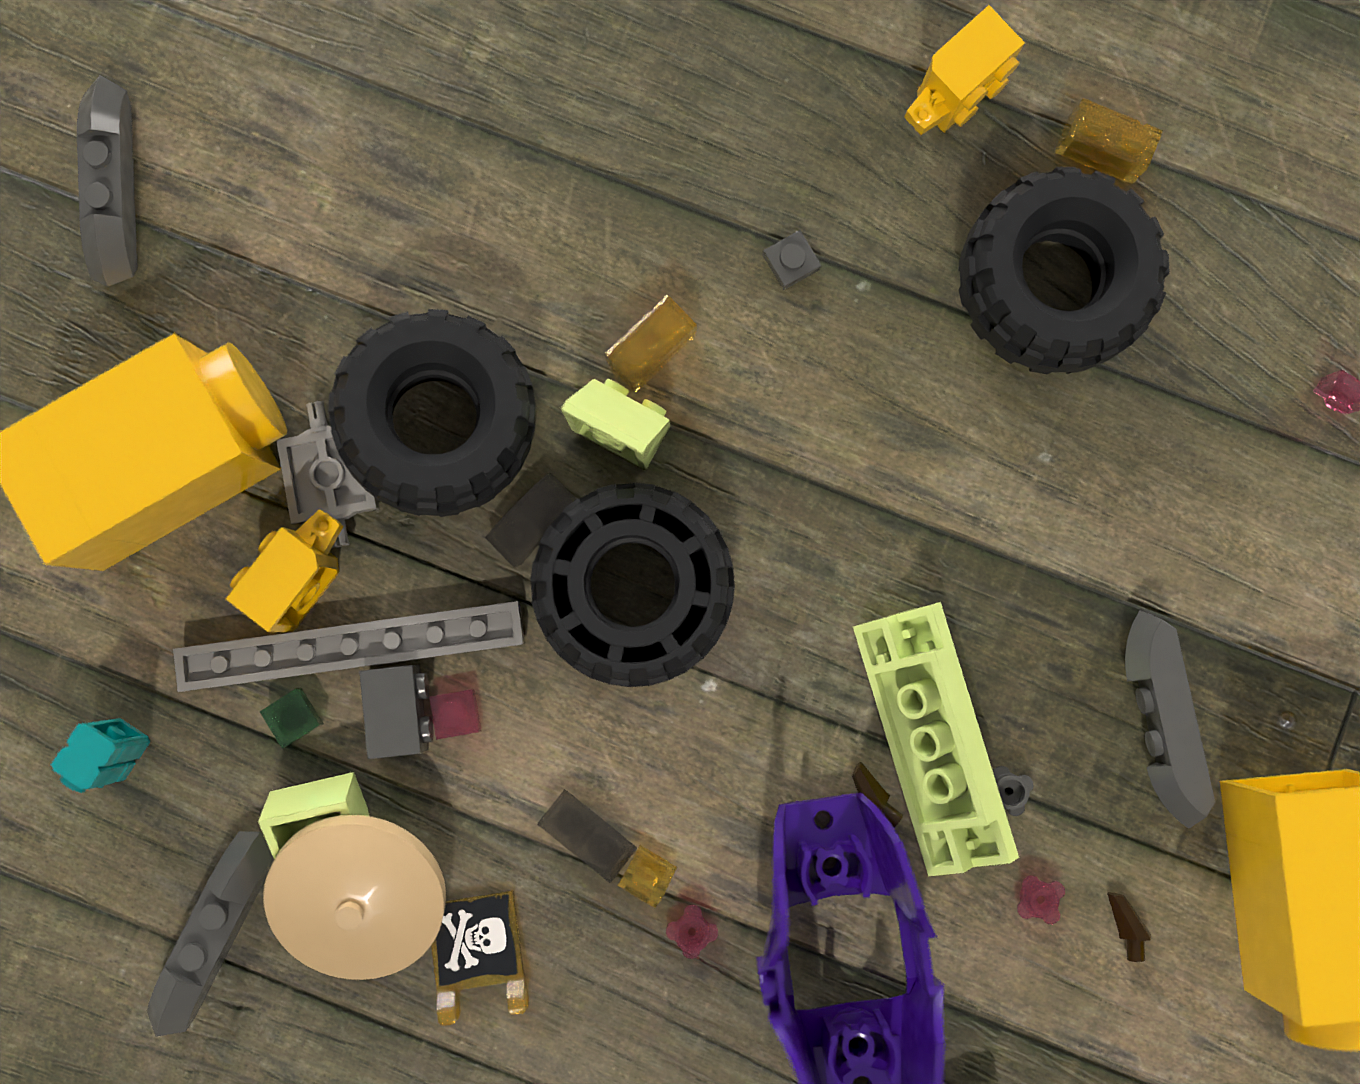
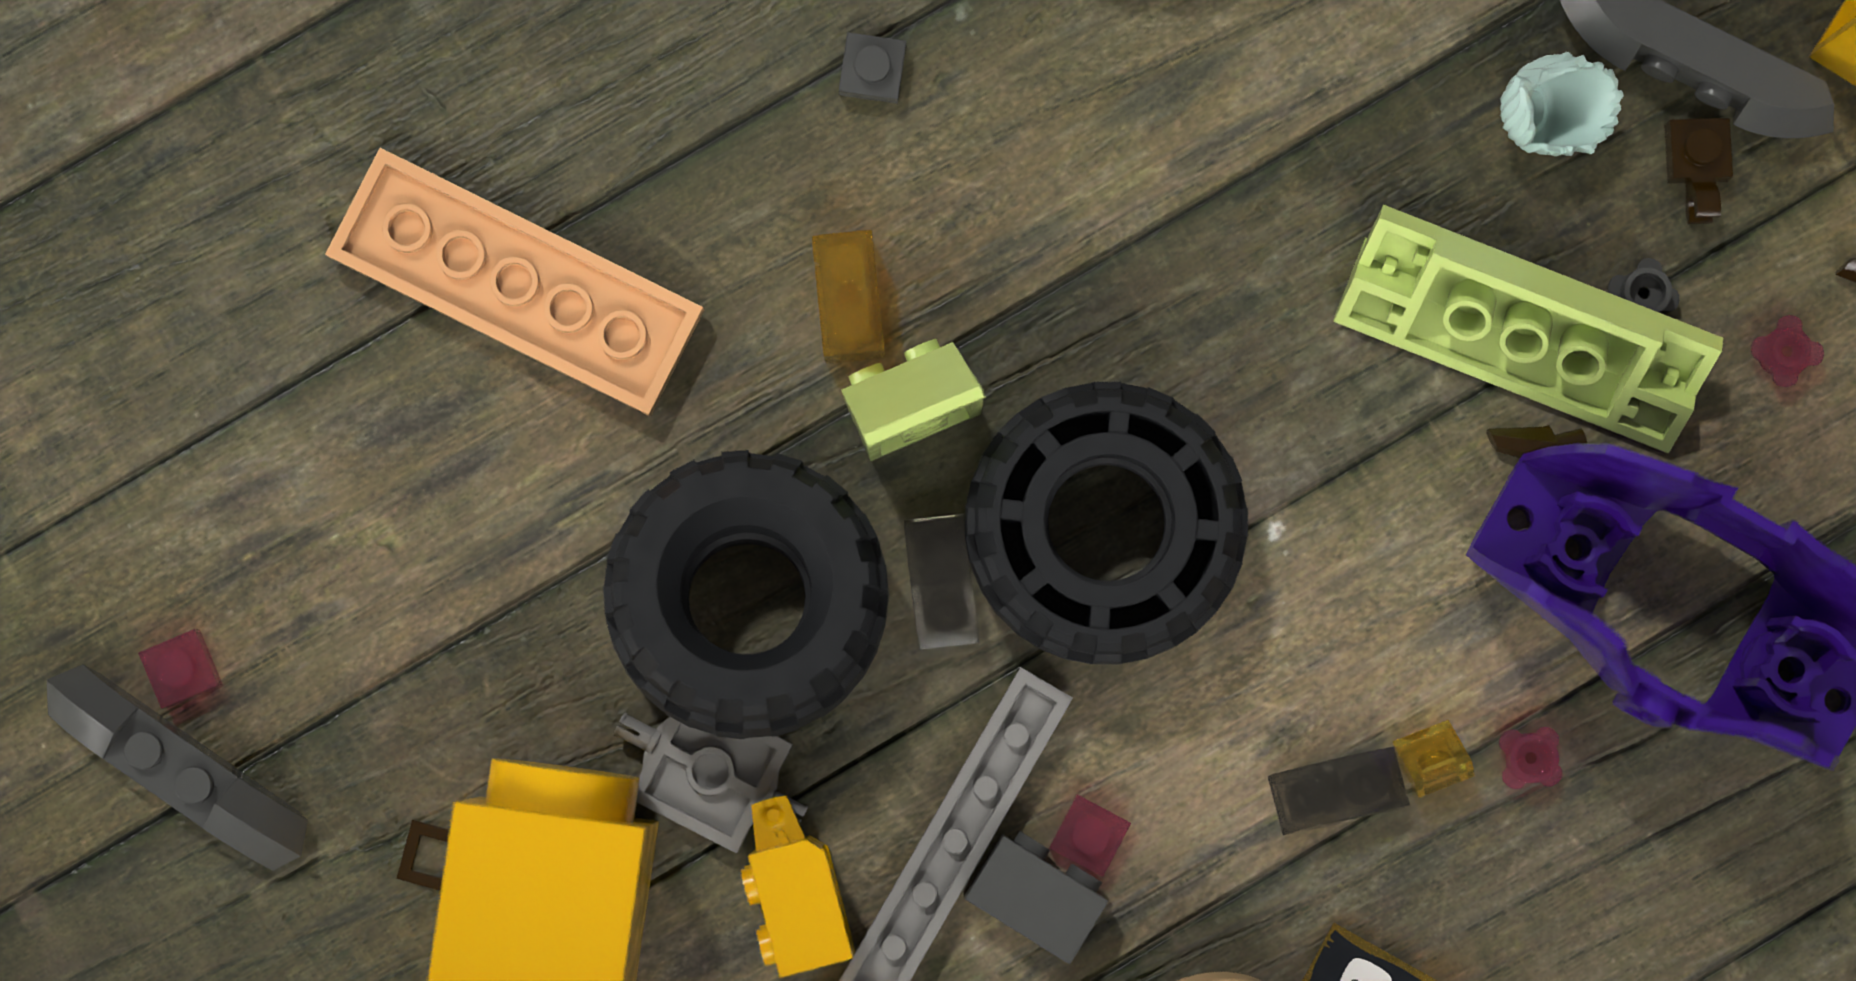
camera: 55 degrees left, 0 degrees up
(164, 144) = (180, 668): none -> clear pink plate
(516, 157) = (515, 282): none -> light nougat plate
(1078, 659) = (1561, 105): none -> light aqua hair
(1111, 763) = (1699, 157): none -> dark brown plate

